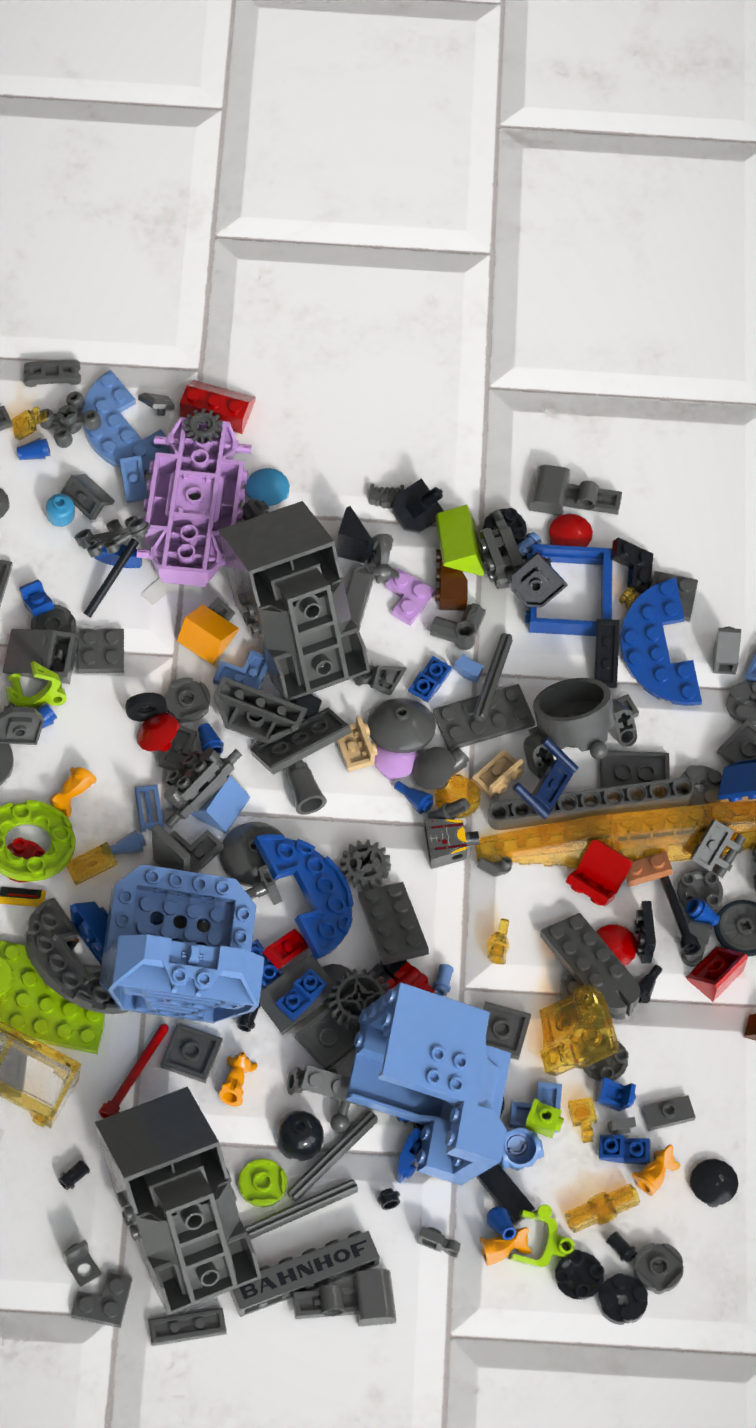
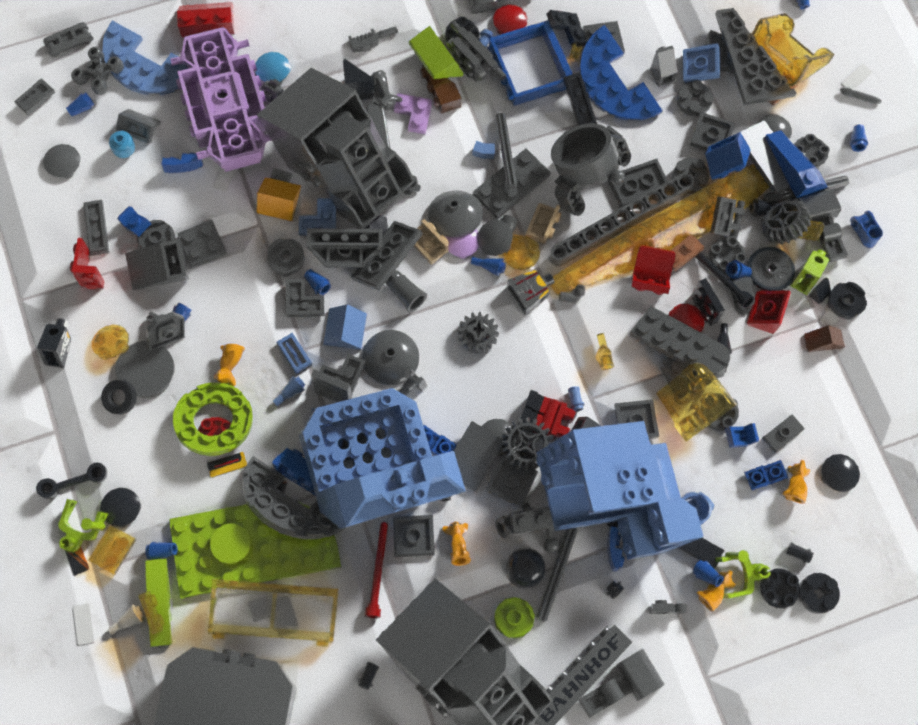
camera: 25 degrees left, 10 degrees up
(26, 422) = (65, 84): clear yellow plate -> none
(51, 693) = (179, 293): lime piece -> none
(91, 863) = (270, 416): clear yellow plate -> none
(108, 582) = (185, 183): black bar -> none
(115, 536) = (172, 153): dark grey plant -> none
(133, 479) = (168, 98): medium blue plate -> none
(153, 702) = (257, 275): black tyre -> none
(157, 402) = (159, 32): dark grey piece -> none
(158, 732) = (275, 291): red dish -> none
(197, 782) = (323, 319): dark grey piece -> none
(212, 425) = (201, 31): dark grey gear -> none
(286, 949) = (450, 424): red plate -> none
(301, 1209) = (553, 626): dark grey axle -> none
(302, 995) = (479, 456): blue slope -> none
(321, 885) = (455, 364): blue plate -> none
(387, 678) = (428, 181): dark grey piece -> none
(393, 923) = (521, 371): dark grey plate -> none
(417, 506) = (391, 40): black piece -> none
(430, 679) = (459, 169): blue slope -> none
(450, 810) = (522, 266): dark grey axle -> none
(454, 631) = (469, 118): dark grey piece -> none
(536, 582) = (509, 65): black piece -> none
(538, 1124) = (696, 481): lime brick -> none
(546, 1093) = (697, 470): medium blue plate -> none
(552, 782) = (590, 215): dark blue plate -> none
(583, 1115) = (725, 461): clear yellow plate -> none
(602, 1208) = (772, 528): clear yellow piece -> none
(622, 1126) = (757, 458): dark grey plate -> none
(658, 1281) = (843, 552): dark grey plate -> none

